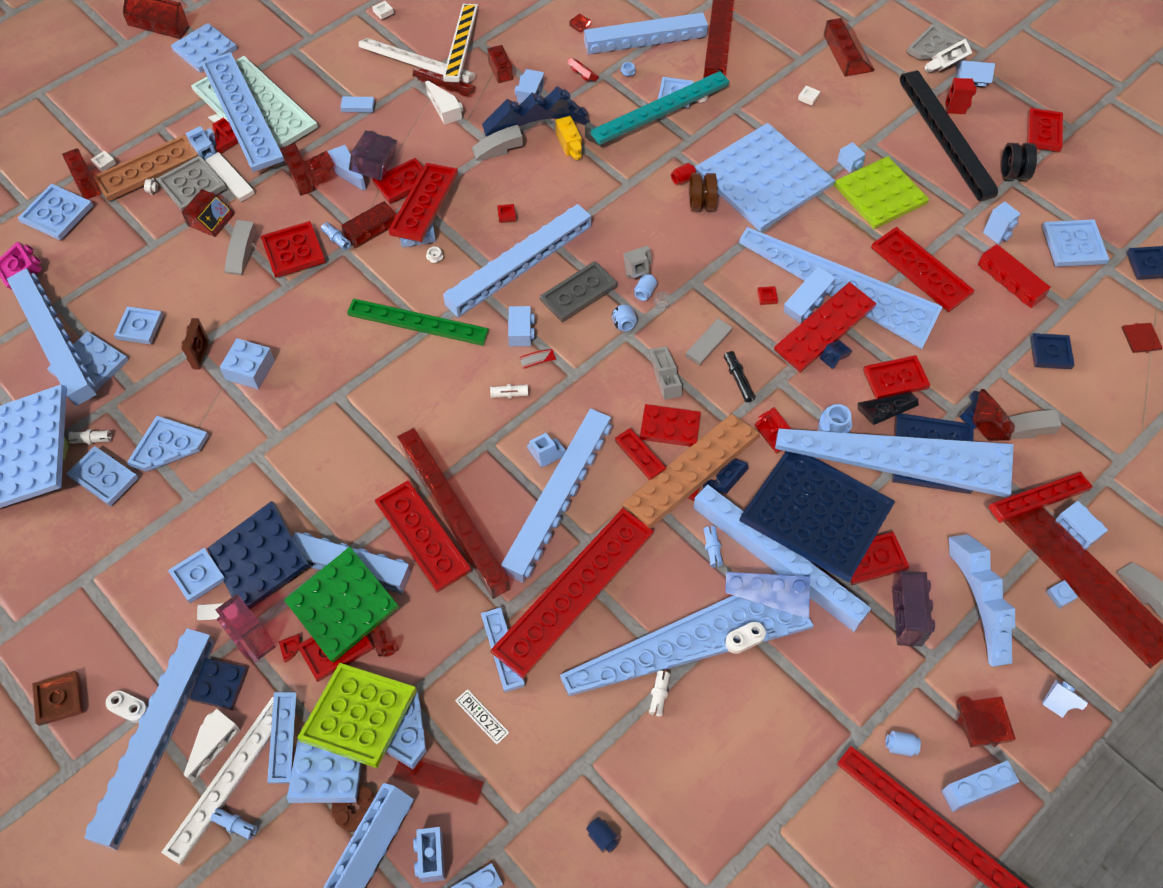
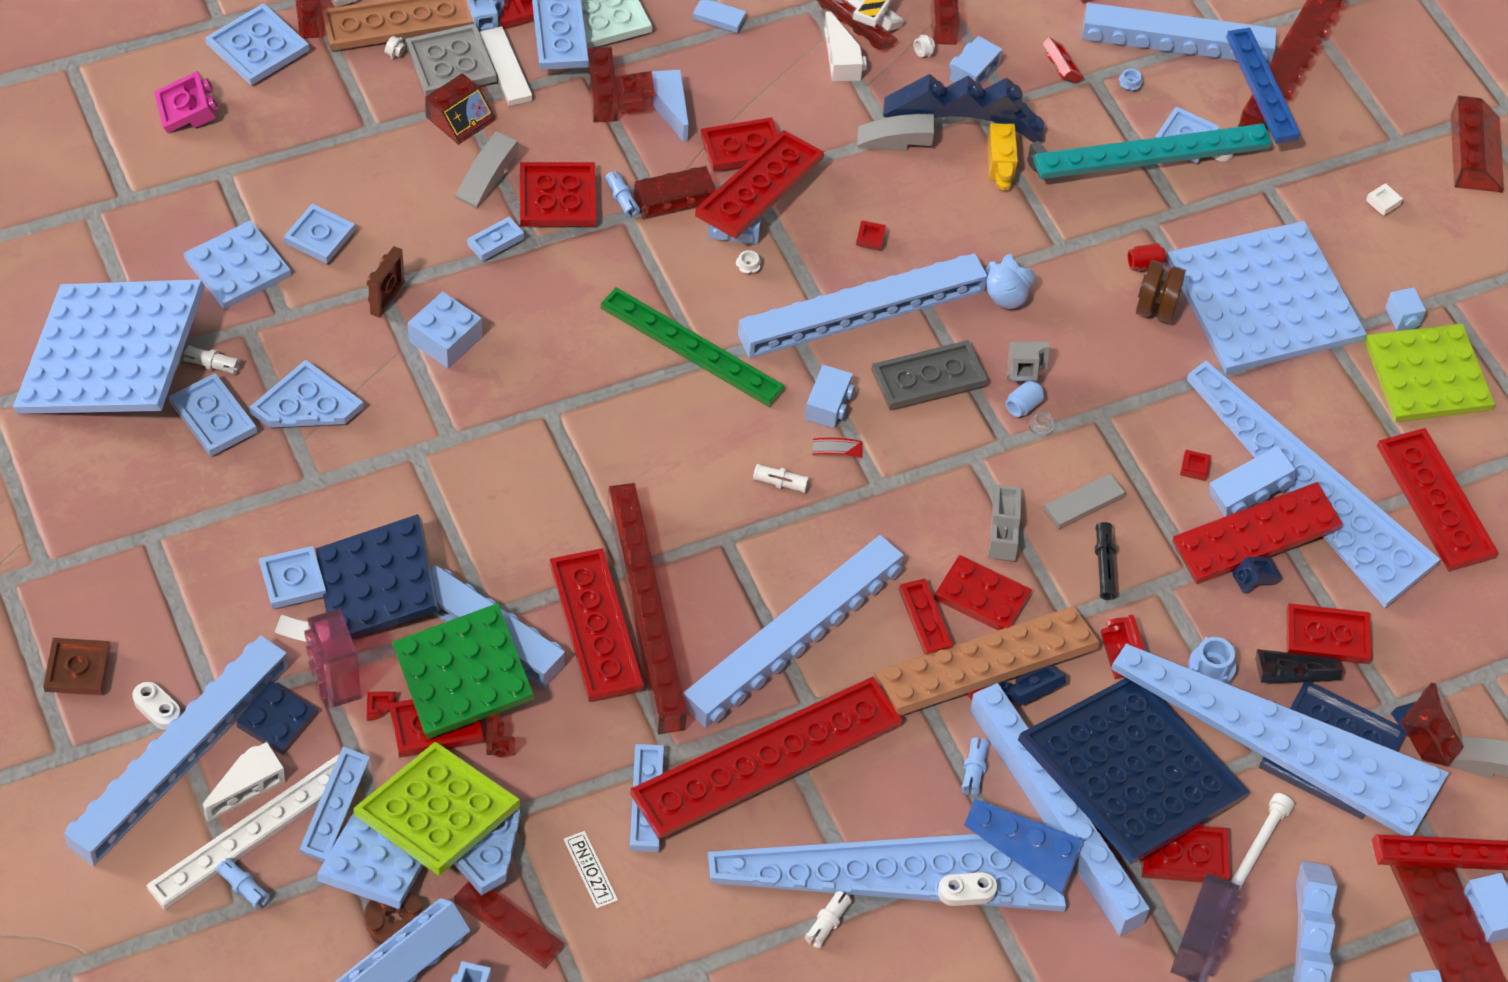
camera: 15 degrees right, 5 degrees down
(52, 336) = (203, 212): light blue brick -> none
(261, 291) = (495, 238): none -> light blue plate
(372, 155) = (713, 96): clear purple brick -> none
(494, 85) = (924, 46): none -> white plate
(545, 449) = (799, 569): light blue brick -> none
(606, 215) = (1008, 282): none -> light blue hair
(624, 318) = (977, 431): light blue head -> none
(711, 47) = (1263, 85): none -> blue plate
(918, 504) = (1279, 807): none -> white piece

